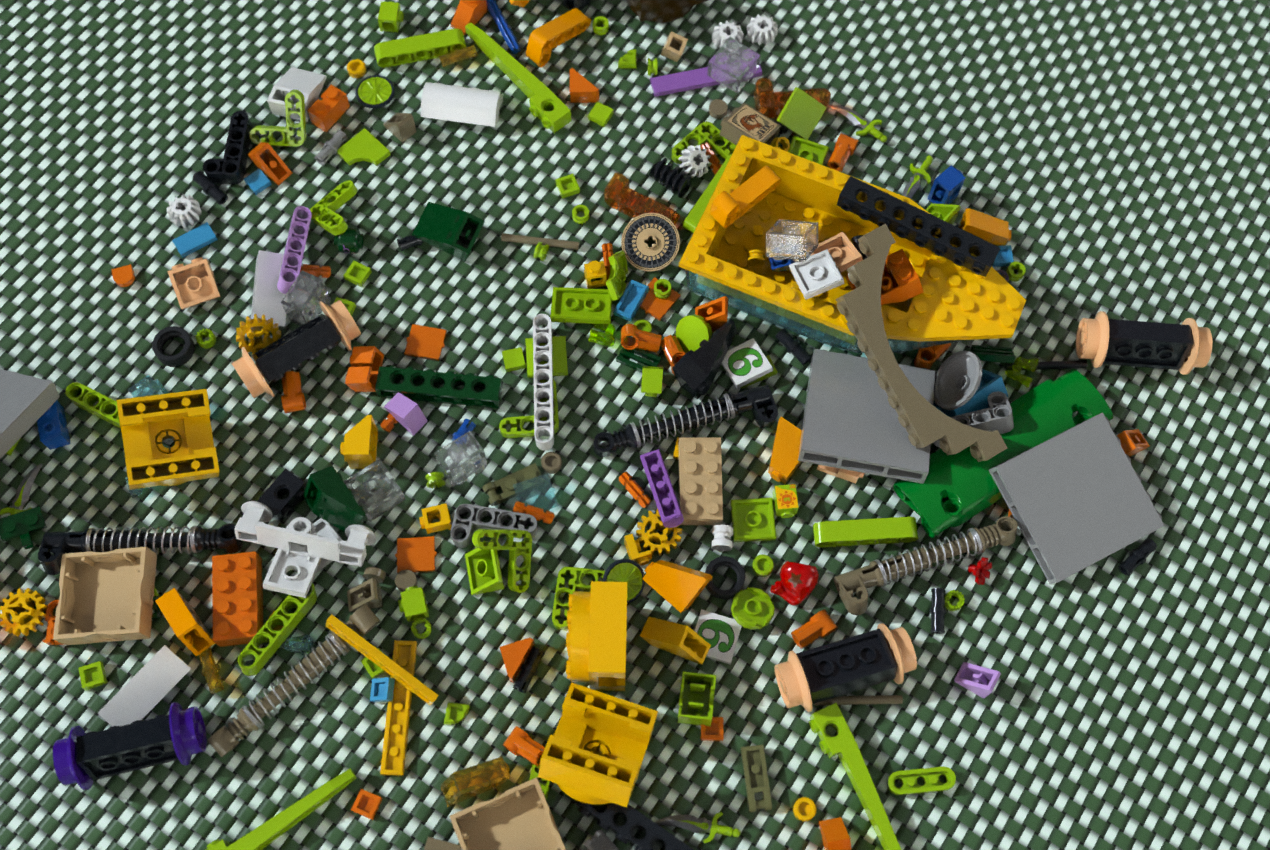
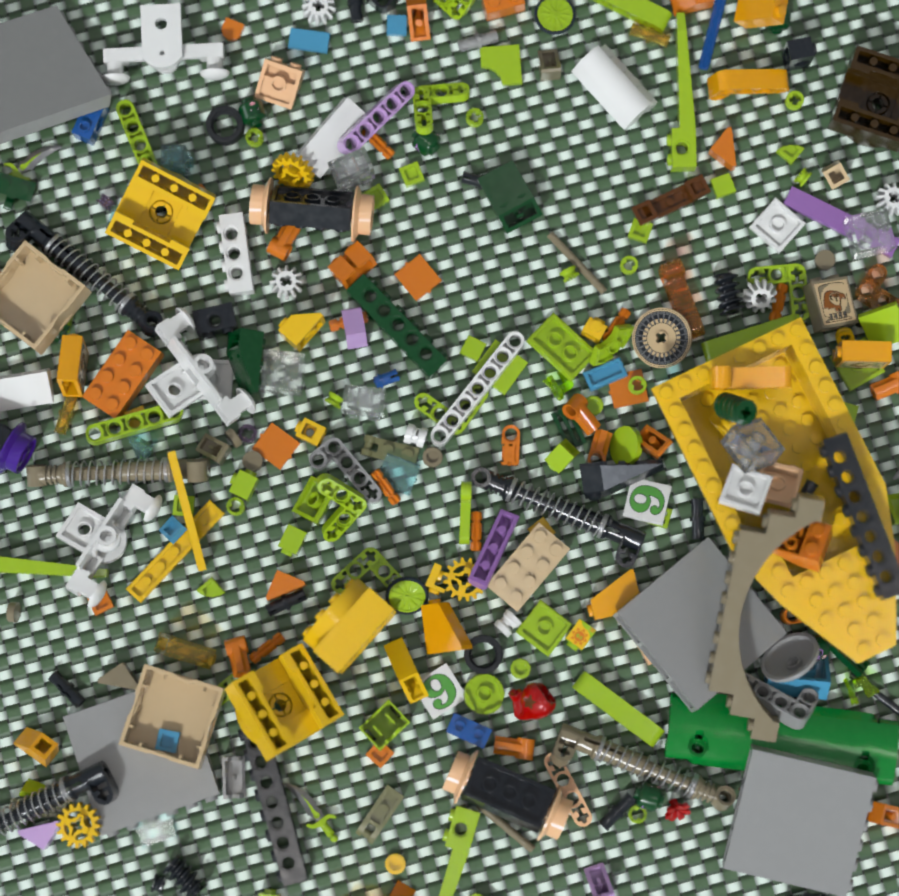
camera: 45 degrees right, 15 degrees up
(74, 323) = (163, 48): none -> white piece
(114, 476) = (106, 202): none -> clear purple bush
(189, 319) = (252, 112): none -> dark green head
(240, 410) = (244, 284): none -> white brick
(313, 422) = (284, 276): none -> white gear
(328, 746) = (105, 540): none -> white piece
(372, 195) = (478, 112): none -> lime bush
(382, 556) = (250, 428): none -> clear purple bush
(492, 615) = (292, 541): none -> lime brick
(524, 455) = (415, 435): none -> white wheel
(544, 721) = (266, 648): none -> orange axle
(574, 147) = (671, 201): none -> reddish brown slope
(604, 466) = (465, 510): none -> lime beam
(607, 407) = (511, 448): none -> orange piece
(663, 111) = (777, 225): none -> white tile
(755, 222) = (735, 408): none -> dark green piece
(767, 646) = (469, 730): none -> blue brick
(807, 137) = (862, 354): none -> light orange brick
(888, 622) = (569, 788): none -> light nougat beam
(951, 577) = (649, 796): none -> dark green head

